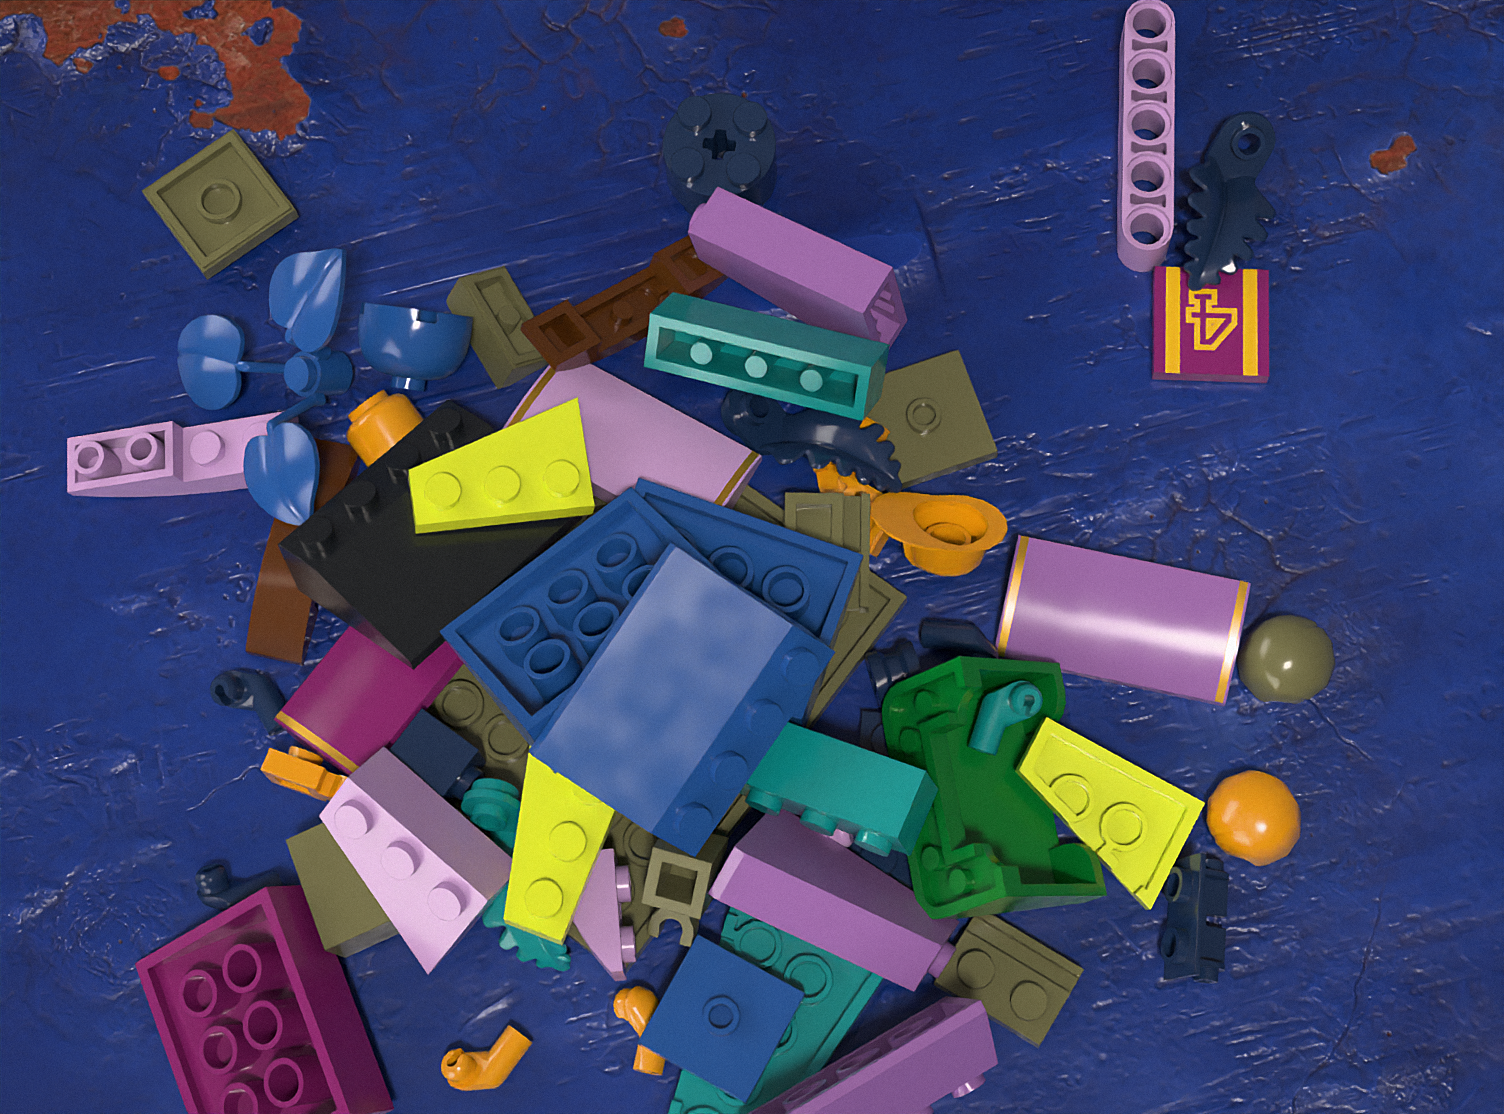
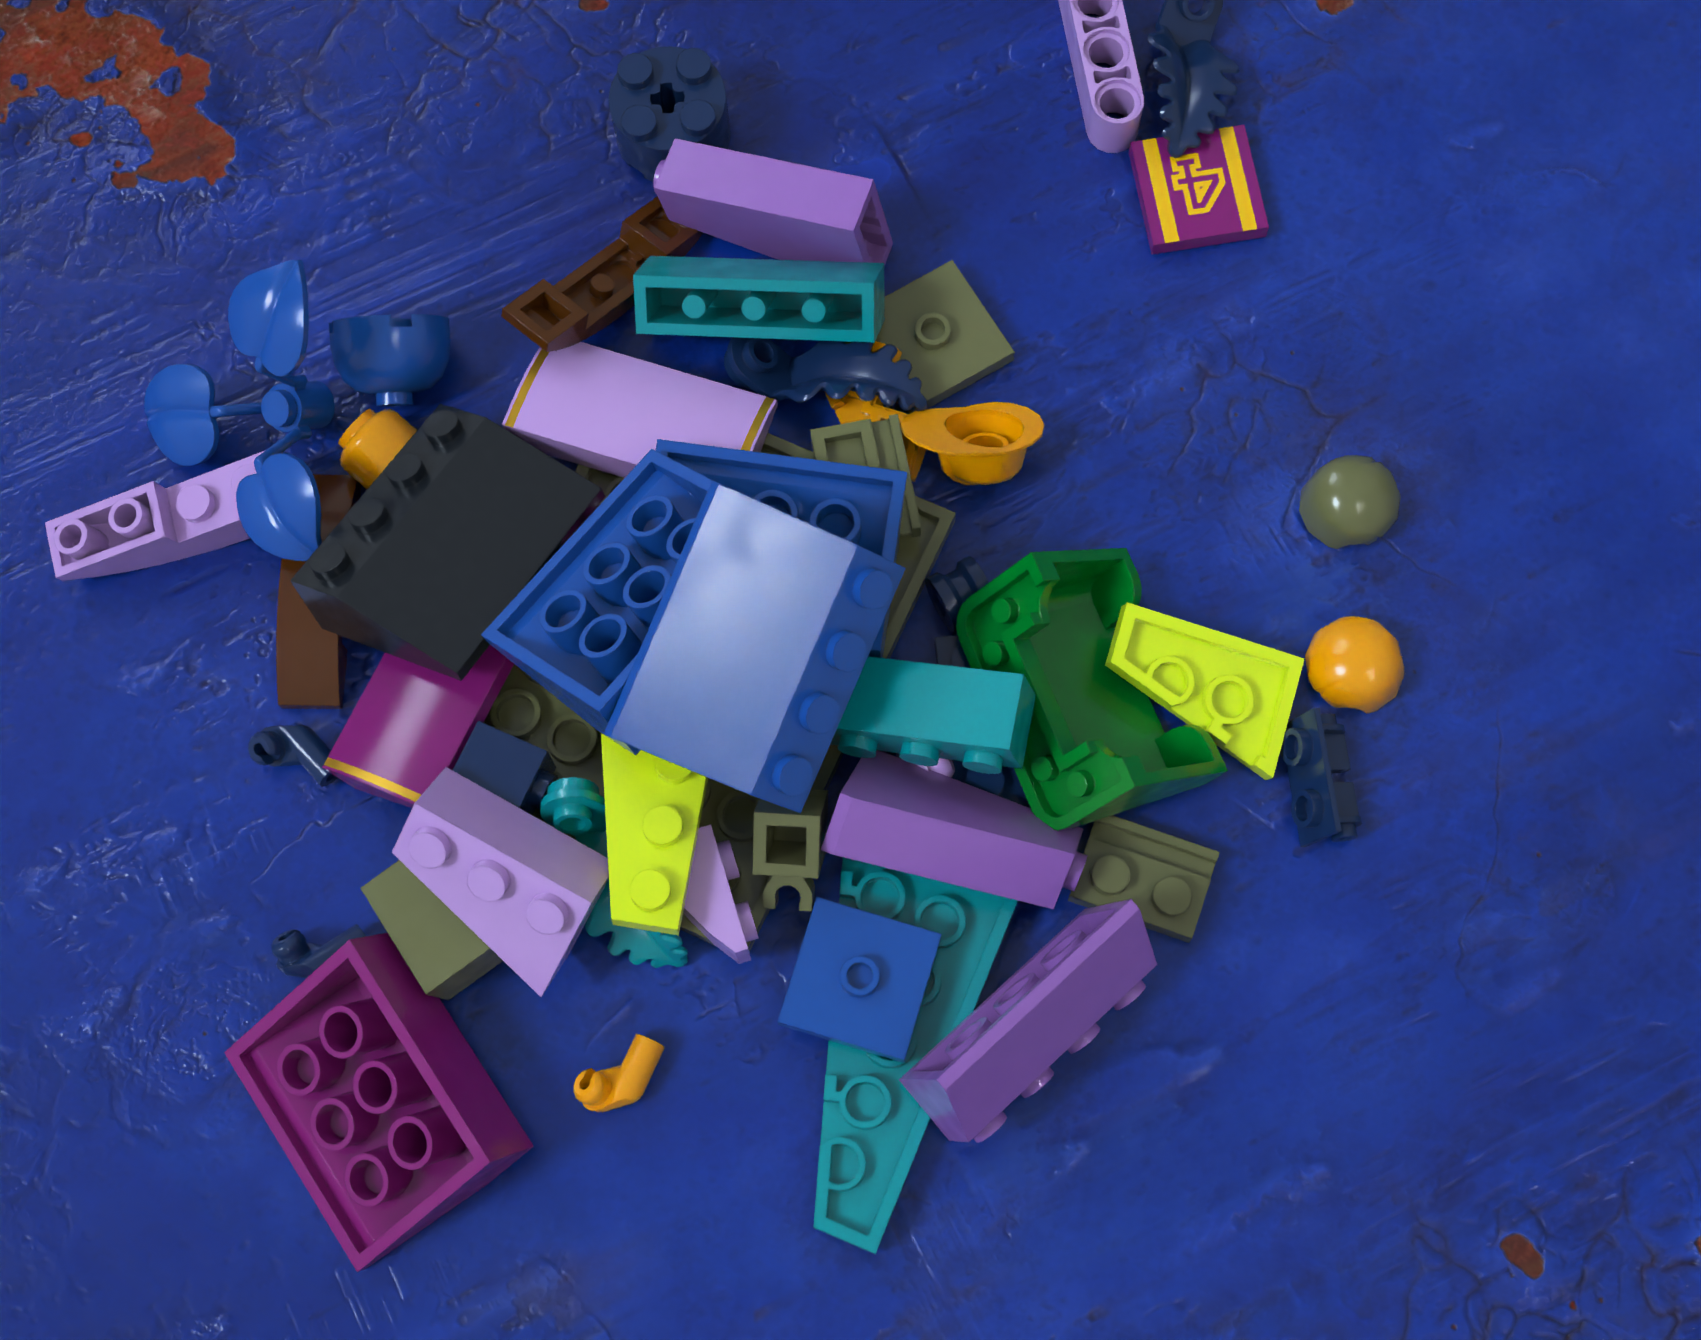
camera: 15 degrees left, 0 degrees up
(220, 204) = (160, 257): olive plate -> none
(301, 772) = (362, 817): light orange plate -> none
(497, 319) = (477, 331): olive slope -> none
(507, 477) = (519, 465): neon yellow wing -> none
(637, 1008) = (769, 986): light orange arm -> none
(959, 637) = (1011, 544): dark blue arm -> none
(1002, 709) = (1079, 605): teal arm -> none
(1123, 620) = (1179, 493): medium lavender slope -> none

